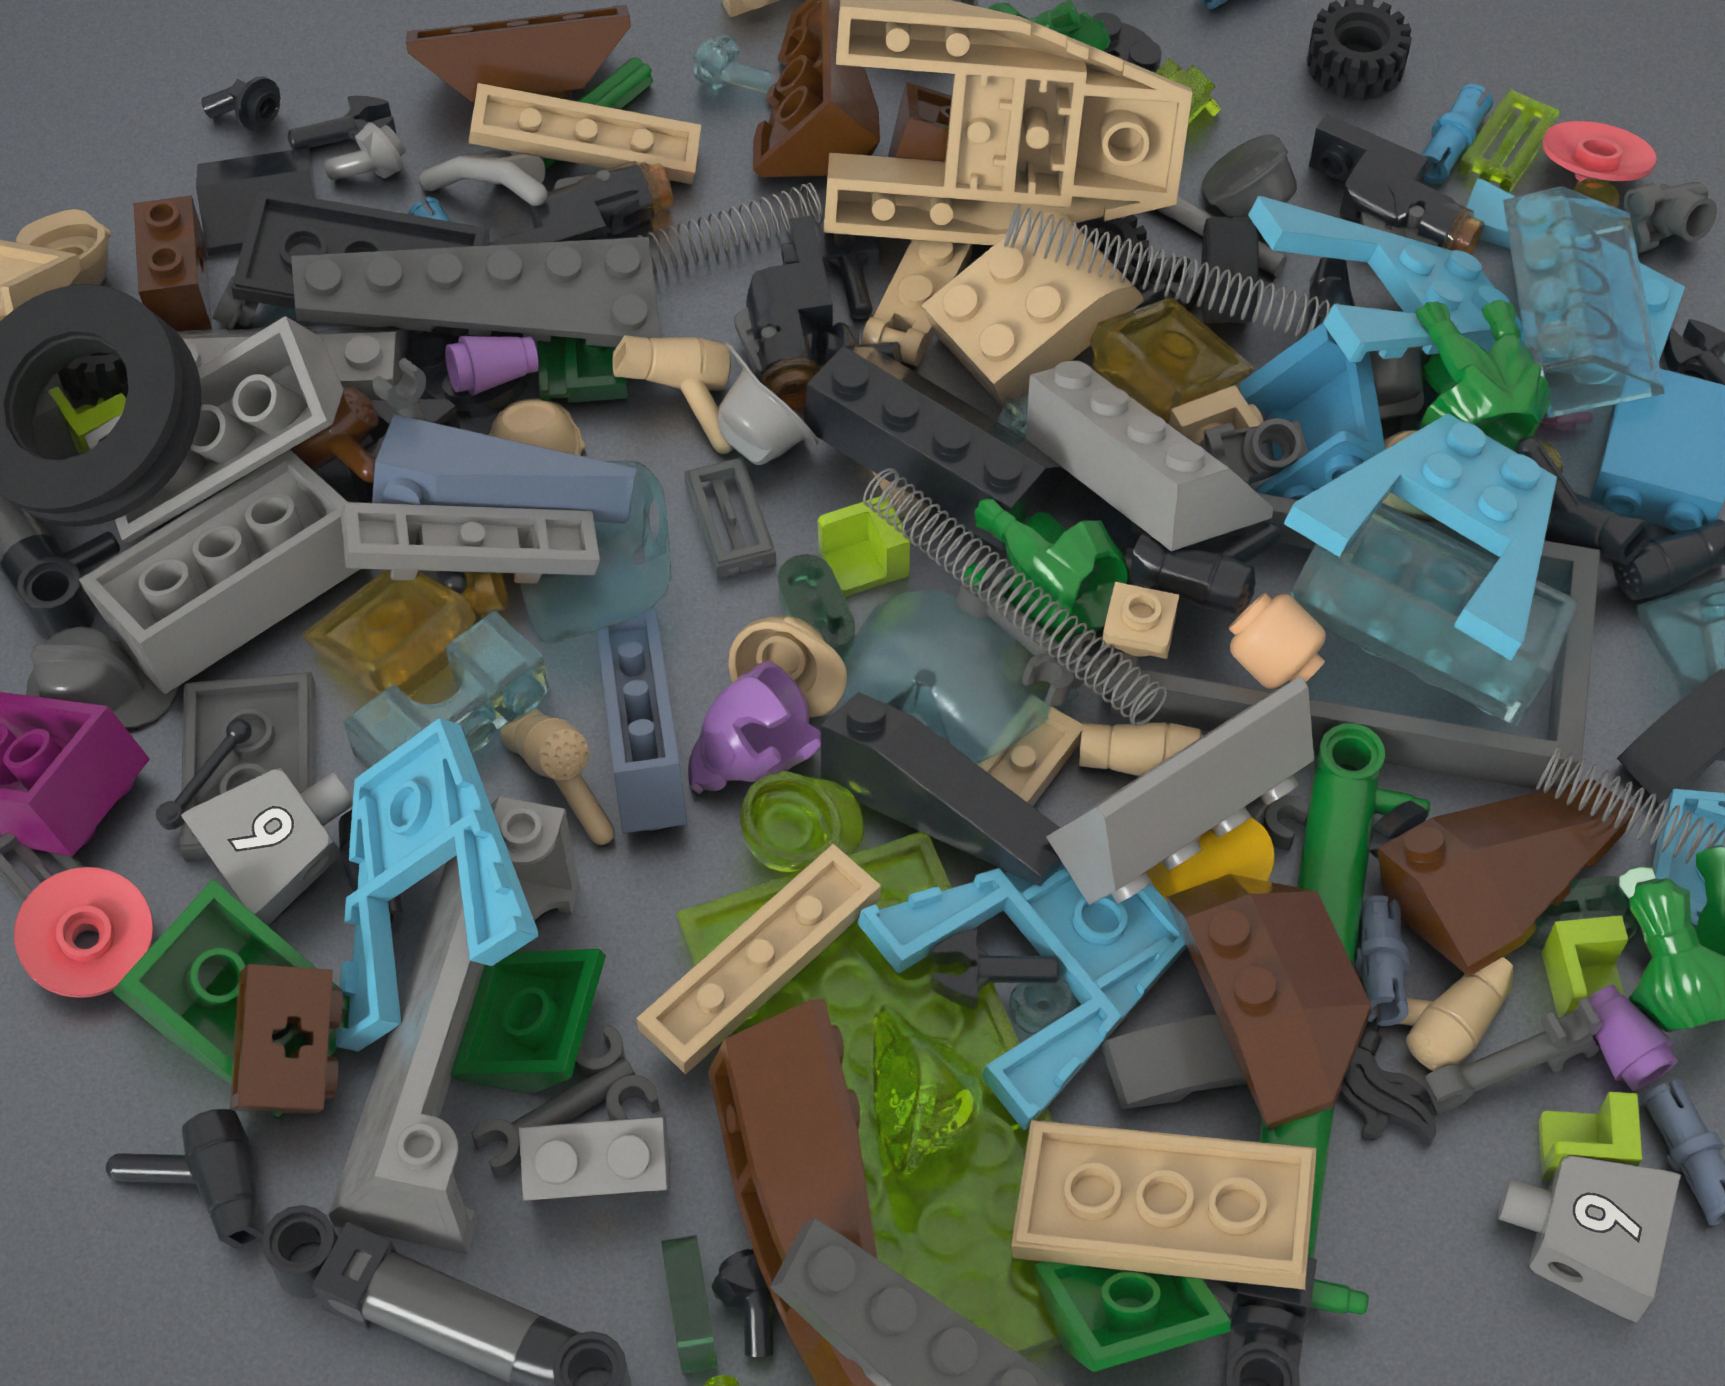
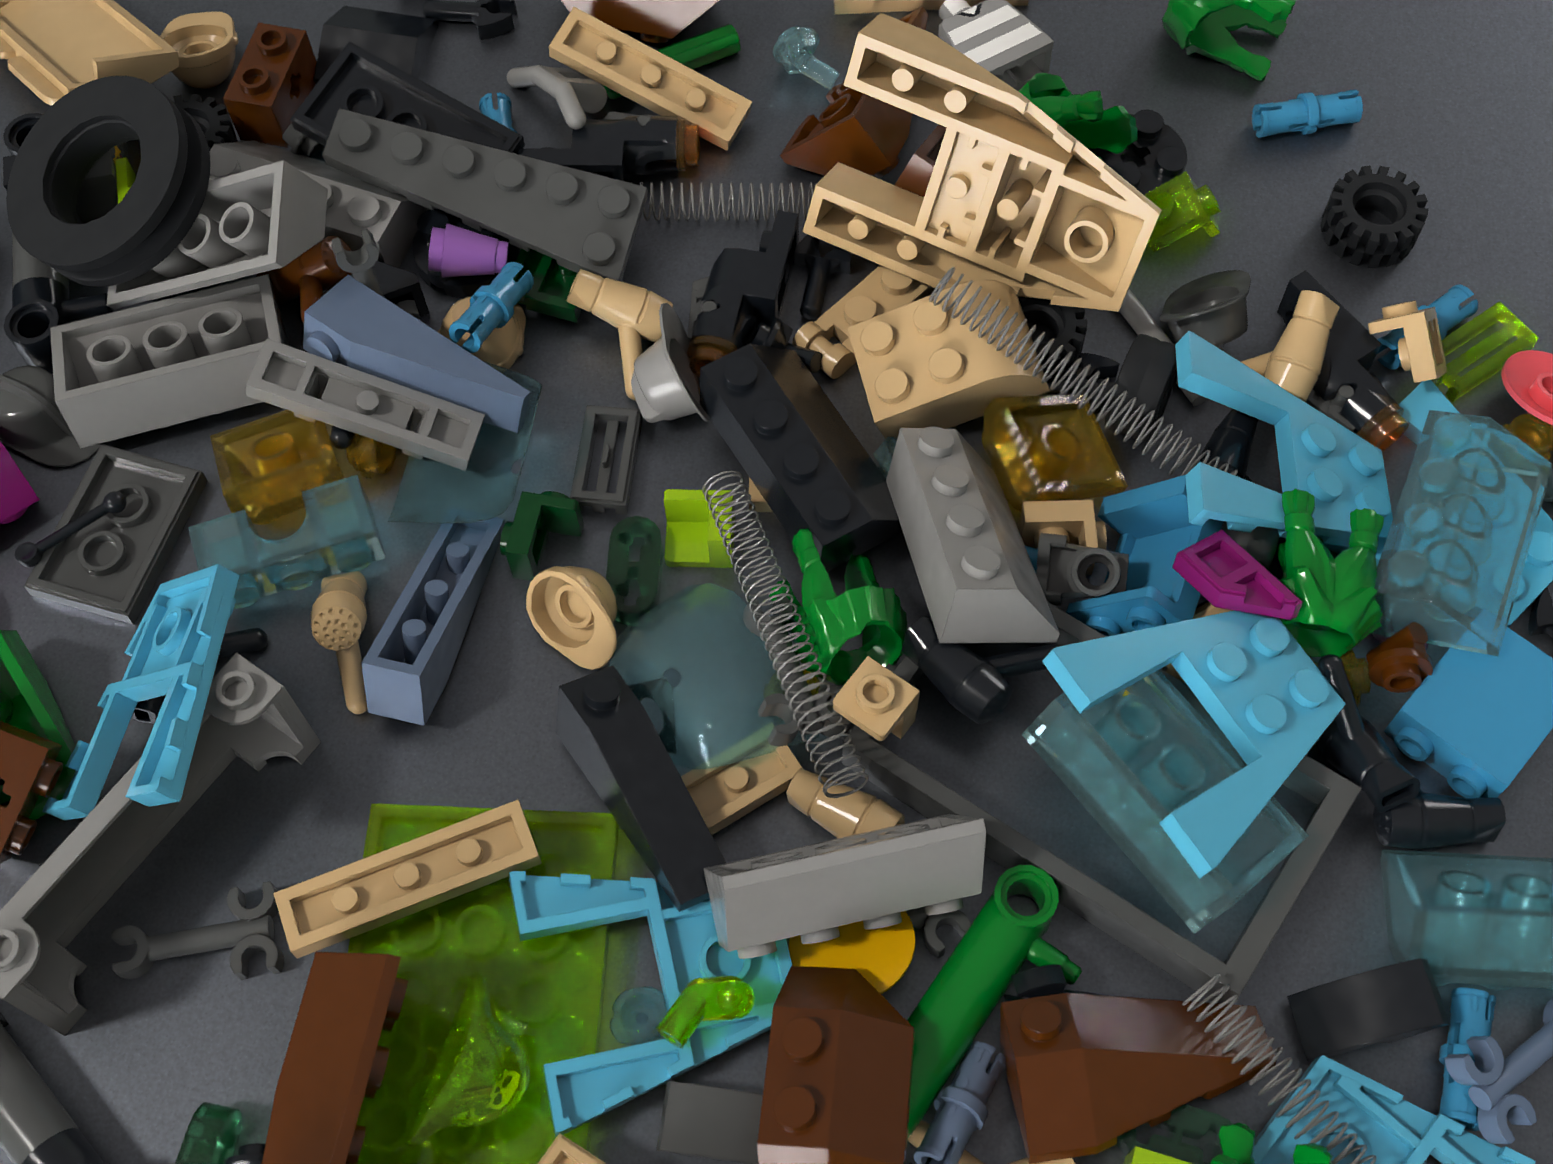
camera: 25 degrees right, 5 degrees up
(270, 837) = (79, 608): light grey torso -> none
(379, 152) = (483, 39): light grey plate -> none
(529, 1019) = (208, 847): green slope -> none
(550, 401) = (491, 307): none -> dark azure pin
(594, 1158) = (186, 1003): light grey brick -> none
(699, 587) = (527, 535): none -> dark green bracket
(753, 730) = (519, 662): medium lavender helmet -> none
(797, 818) = (512, 759): clear neon green hat -> none
(985, 969) = (600, 969): black bar -> none
(1109, 952) = (705, 1000): none -> clear neon green arm
(1277, 641) = (1002, 764): light nougat head -> none
(1360, 180) = (1301, 348): none -> tan piece
(1412, 399) = (1234, 578): none -> magenta tile
(1464, 149) = (1422, 345): none -> tan bracket
(1580, 429) = (1401, 660): none -> reddish brown plate

